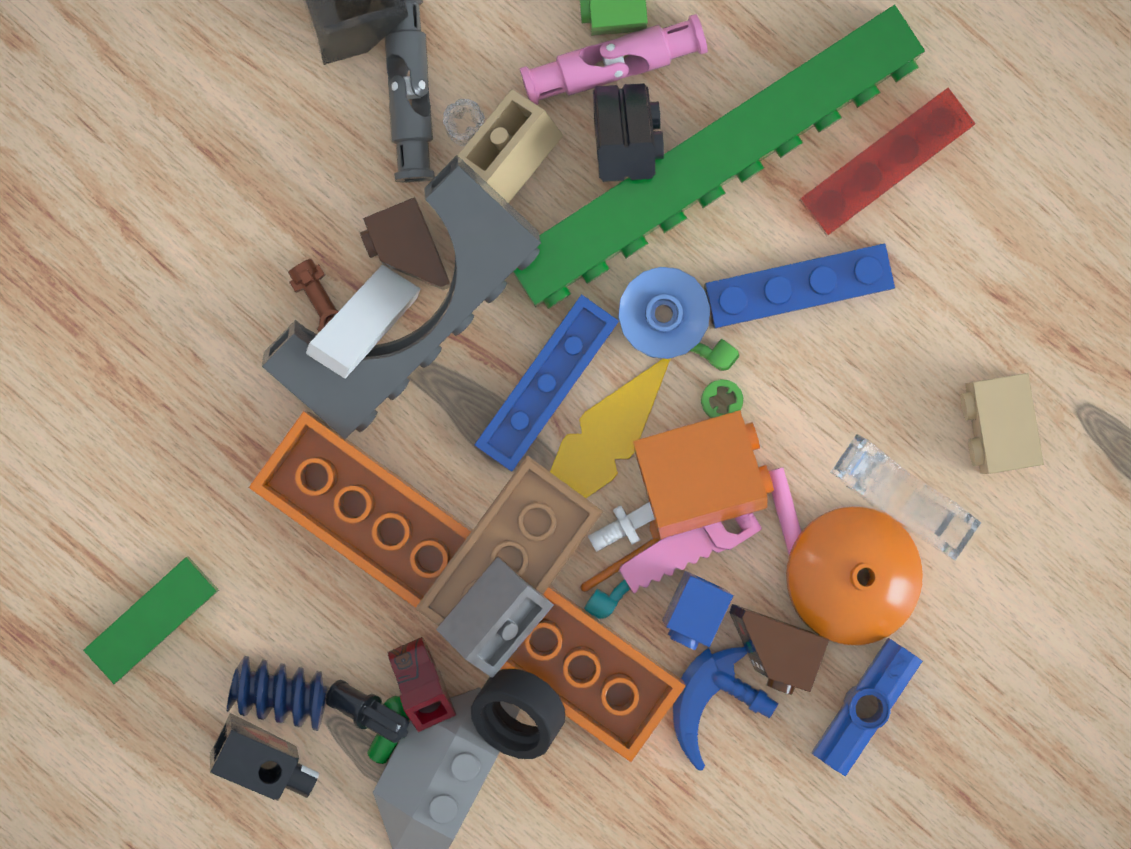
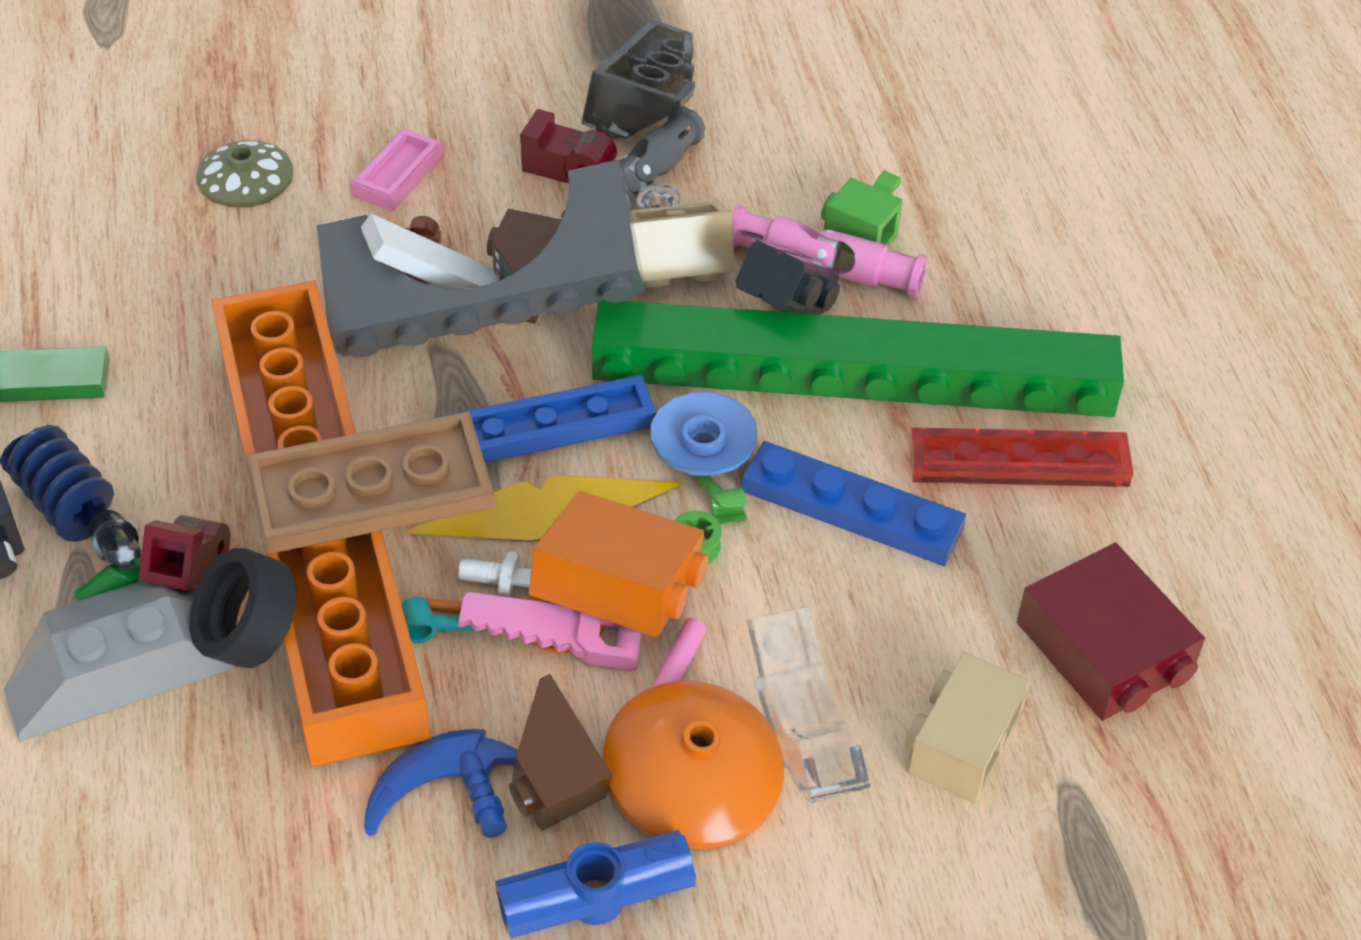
camera: 40 degrees right, 40 degrees down
(127, 313) = (244, 173): none -> olive dish
(218, 215) = (397, 169): none -> bright pink tile
(338, 103) = (555, 149): none -> dark red leg
(494, 618) = (305, 498): flat silver panel -> none
(696, 611) = (501, 654): blue brick -> none
(1043, 277) = (1110, 631): none -> dark red brick

